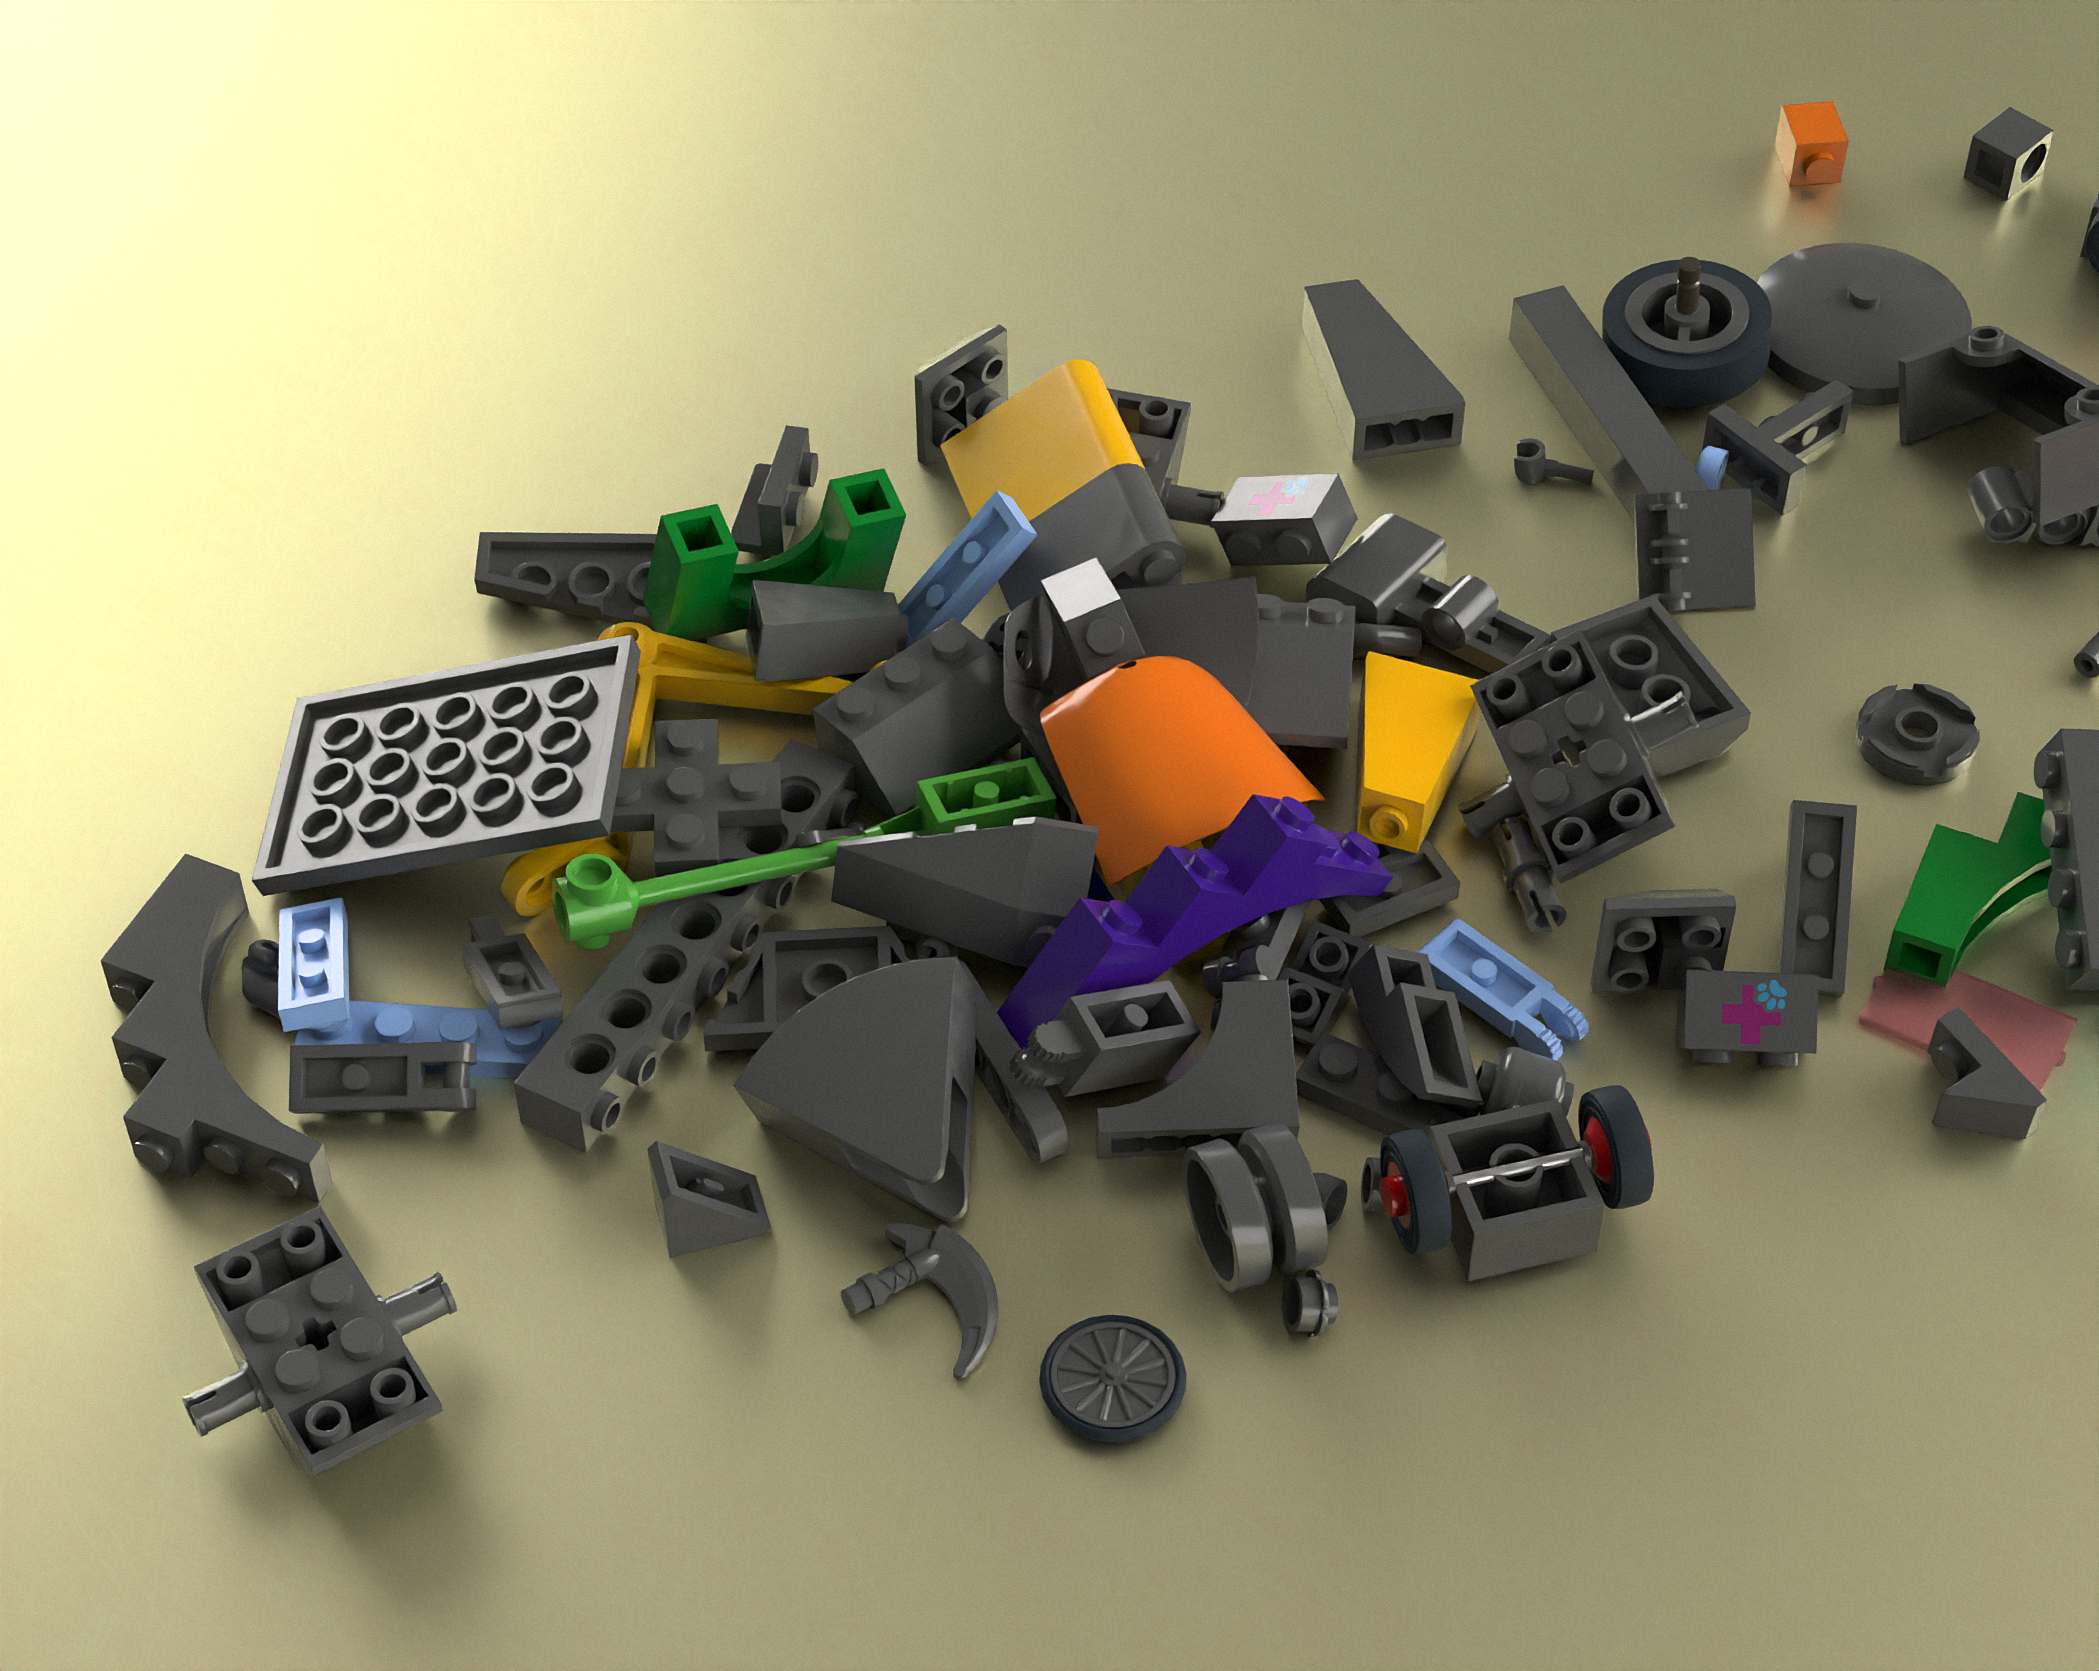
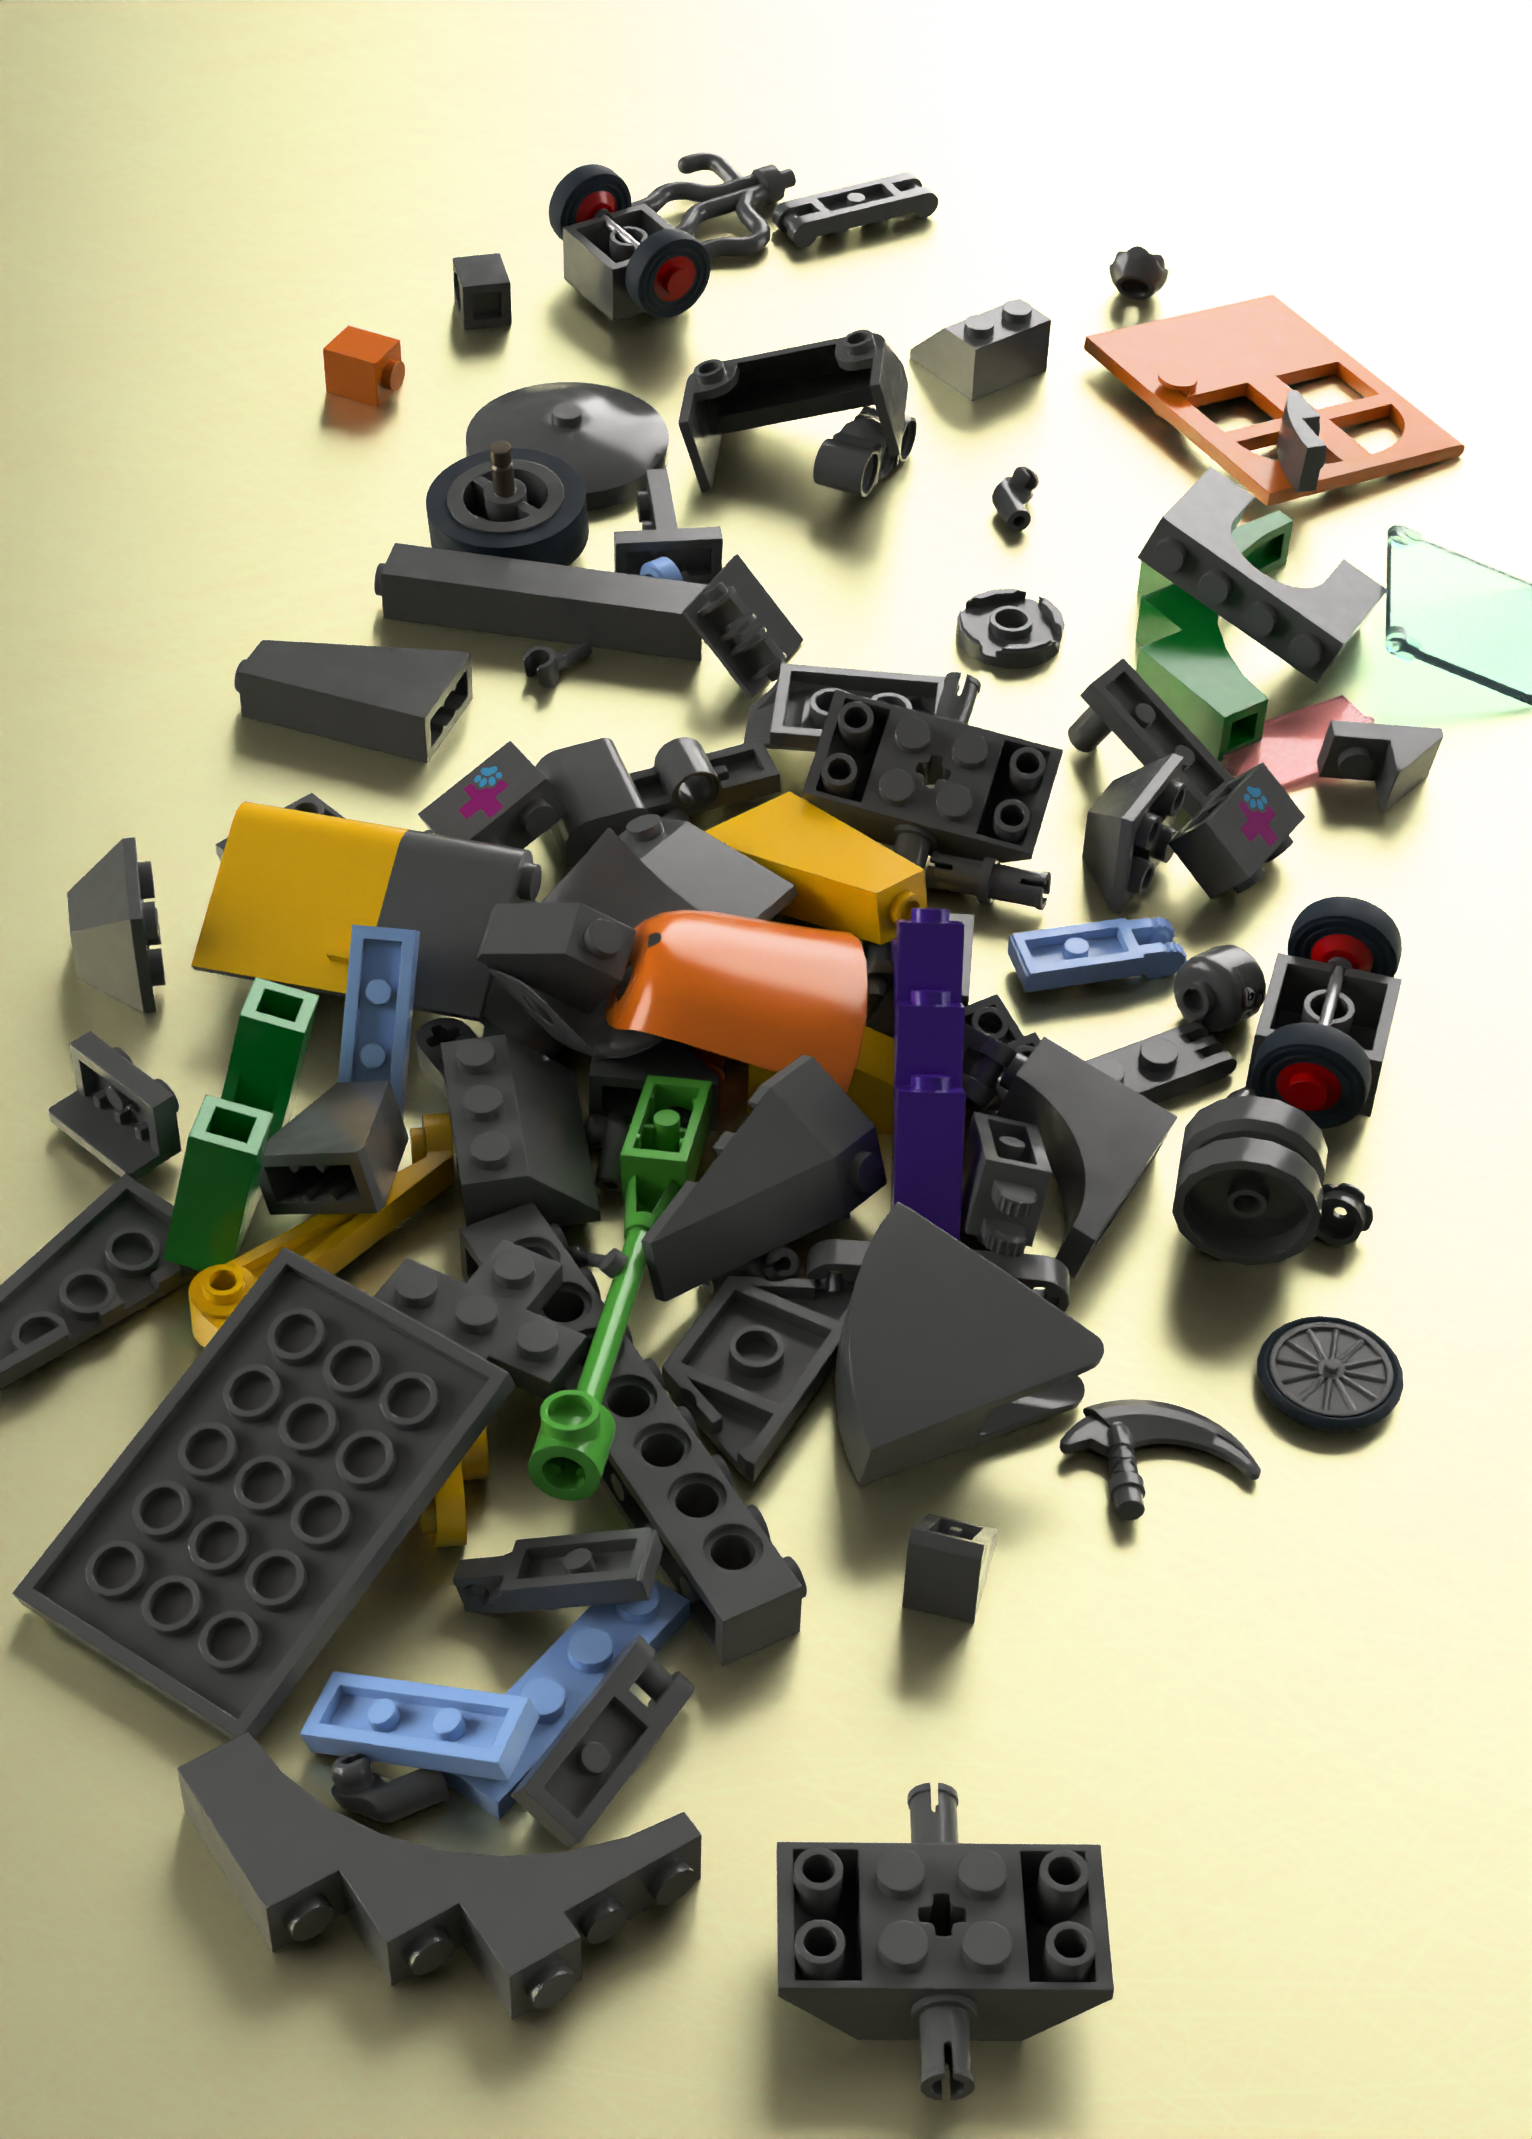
camera: 60 degrees left, 5 degrees down
(1415, 1025) = (1112, 1008): dark grey slope -> none

